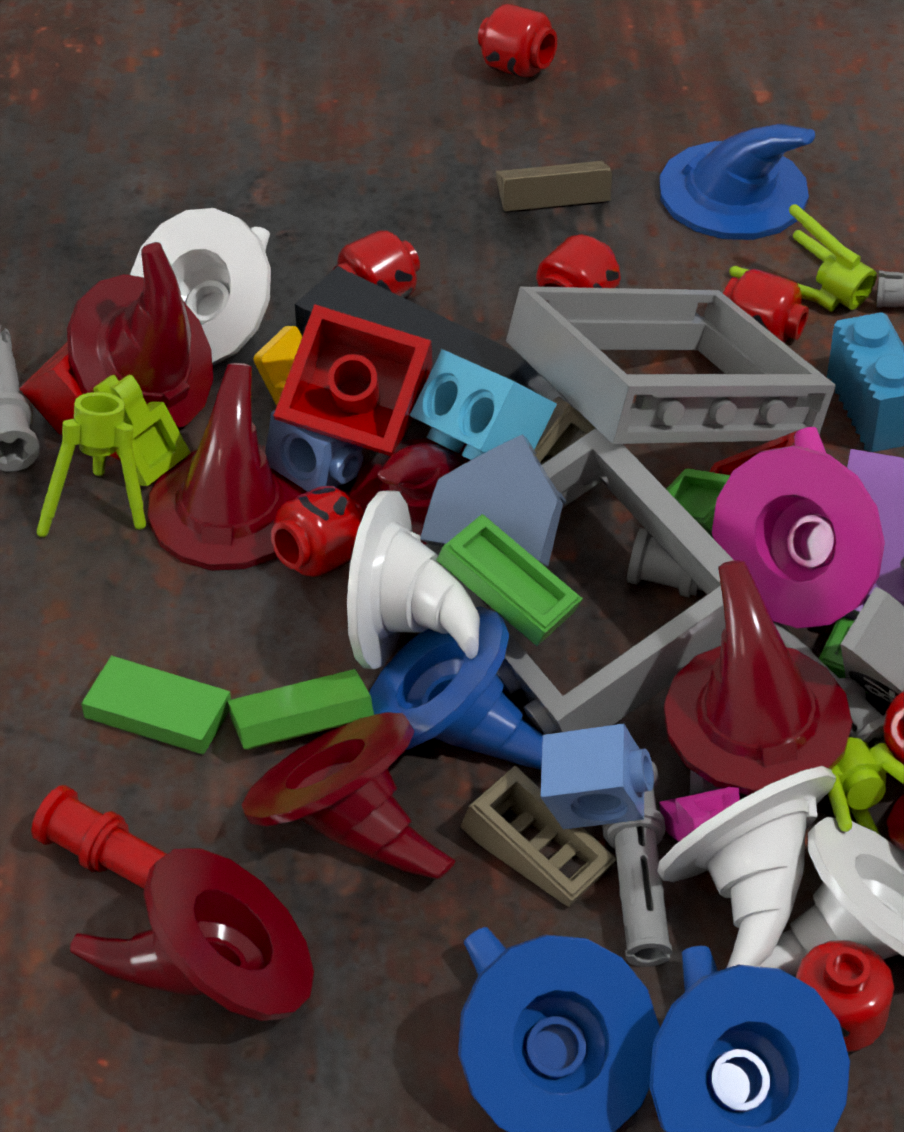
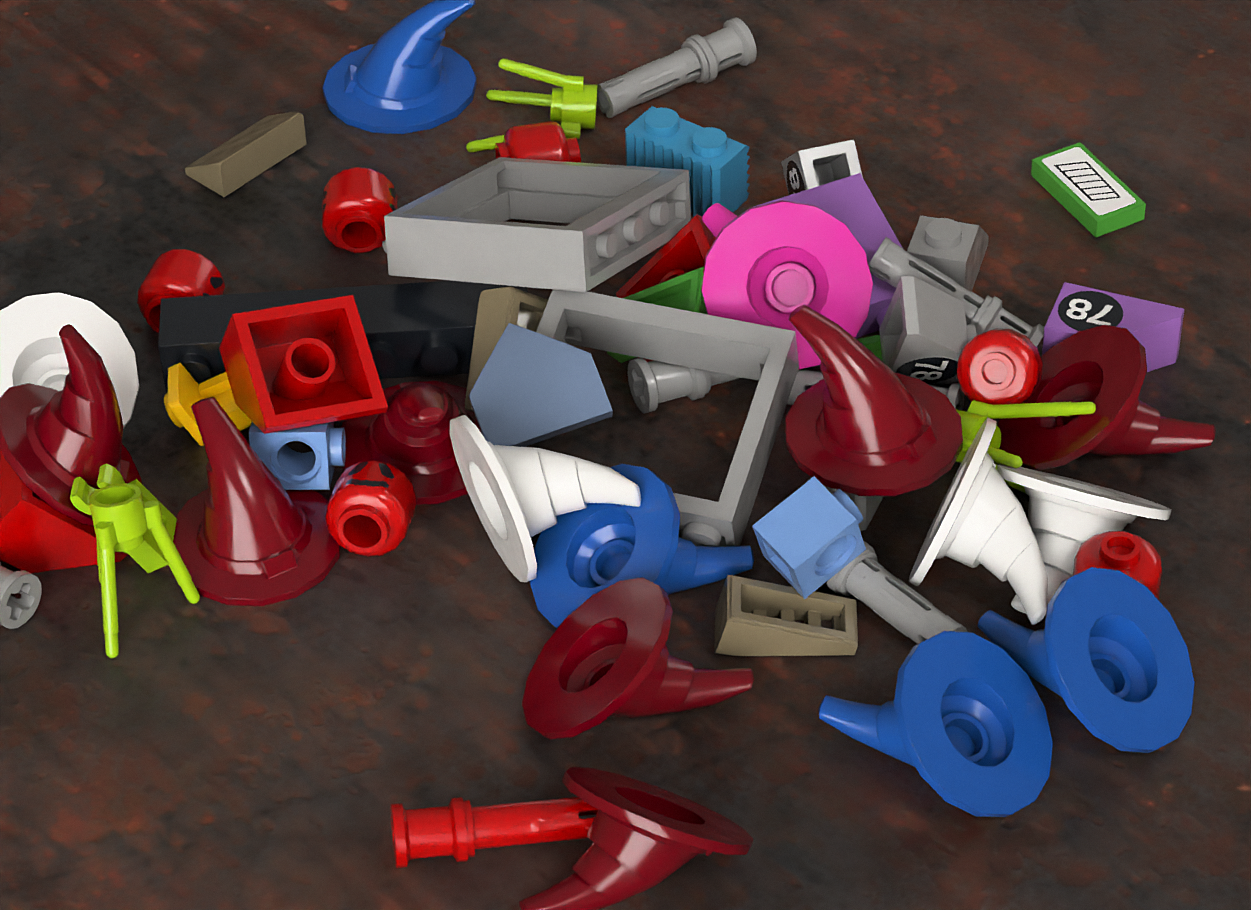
camera: 40 degrees left, 5 degrees down
(157, 704) = (377, 713): bright green tile -> none
(300, 709) = (504, 643): bright green tile -> none
(478, 407) = (435, 321): medium azure brick -> none
(509, 579) = (608, 433): bright green tile -> none
(517, 40) = (94, 51): red head -> none
(689, 812) = (900, 525): dark pink slope -> none

